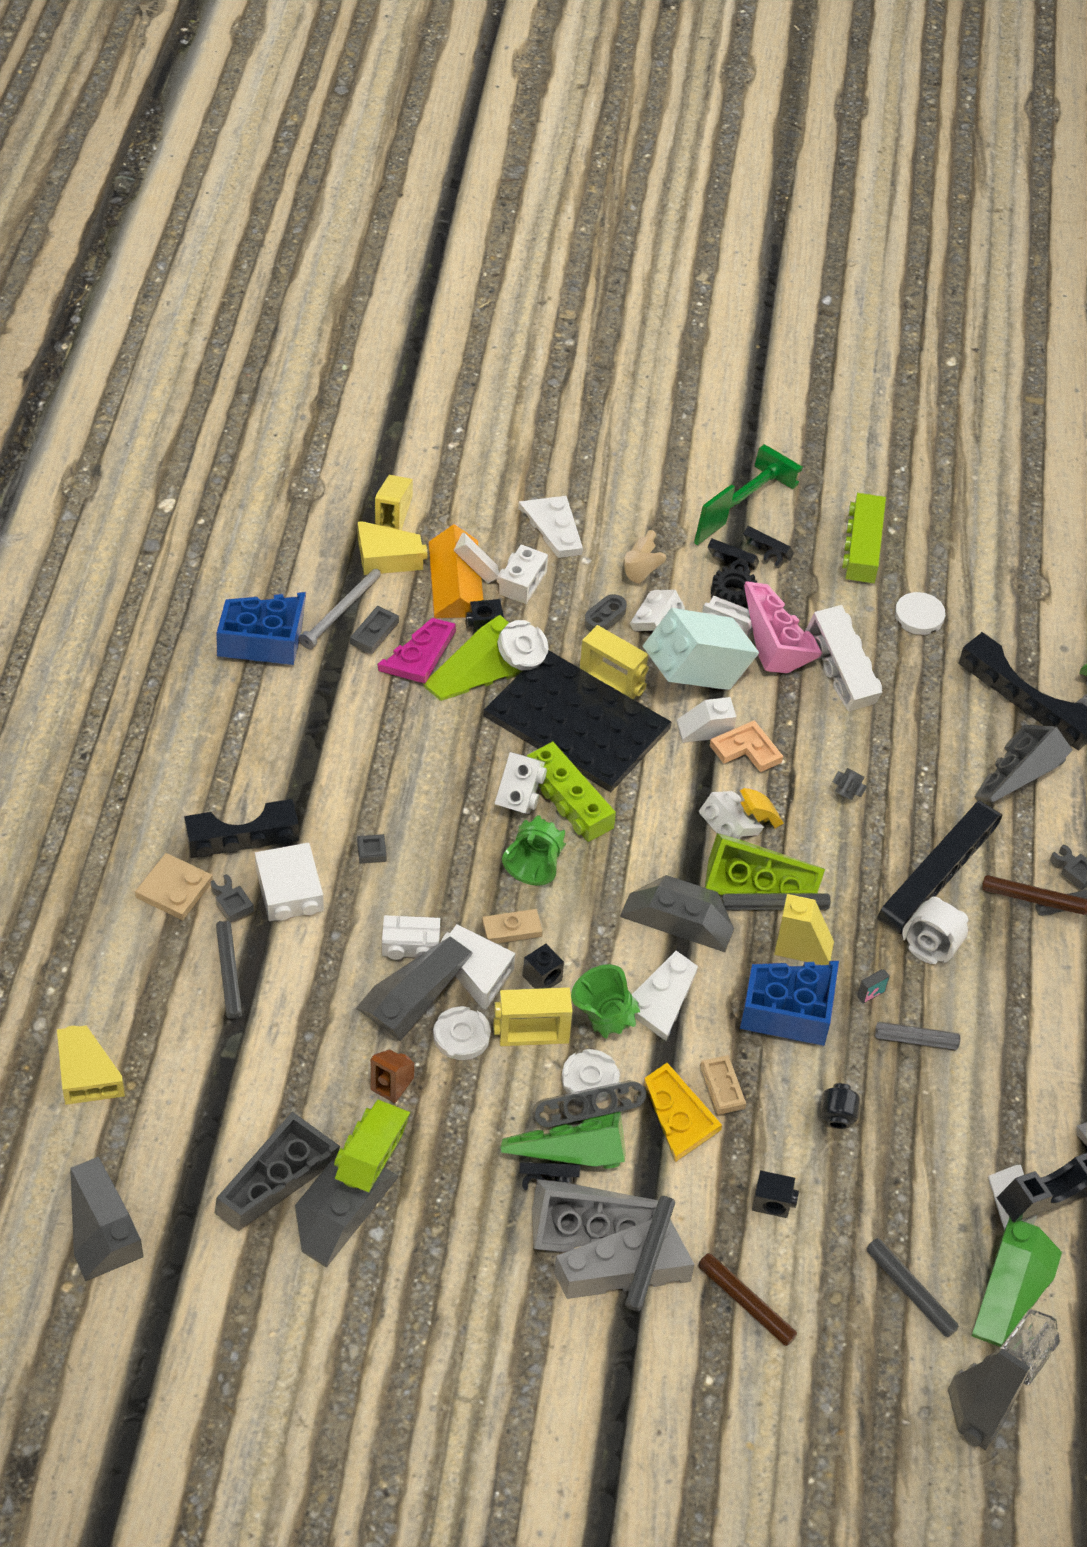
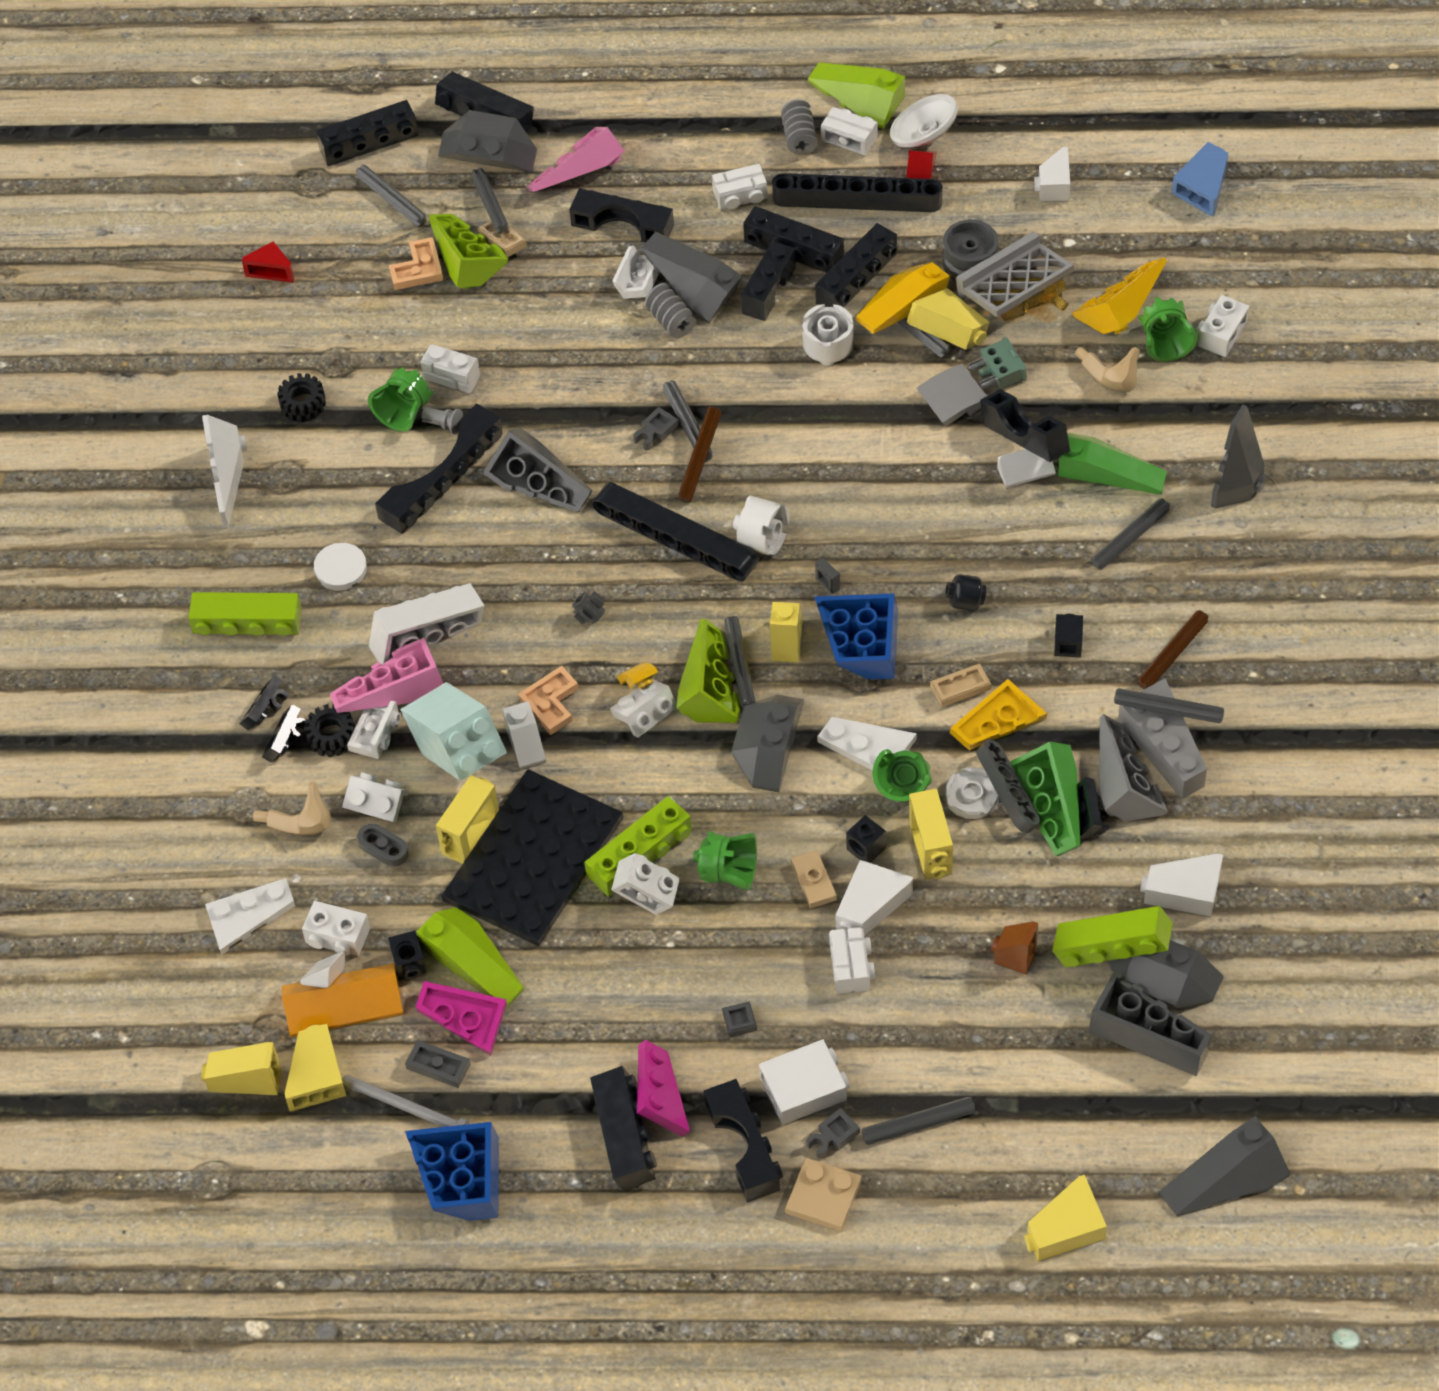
camera: 90 degrees left, 5 degrees up
(274, 742) = (623, 1128): none -> black brick
(307, 772) = (658, 1091): none -> dark pink wing
(408, 993) = (921, 946): dark grey wedge -> none
(437, 1246) = (1184, 884): none -> white slope
(461, 1033) = (947, 905): white tile -> none
(522, 645) = (457, 904): white tile -> none
(716, 510) = (228, 742): green piece -> none
(917, 1035) = (871, 543): flat silver axle -> none
(1033, 1341) = (1173, 445): clear brick -> none
(1040, 535) = (226, 462): none -> white wedge

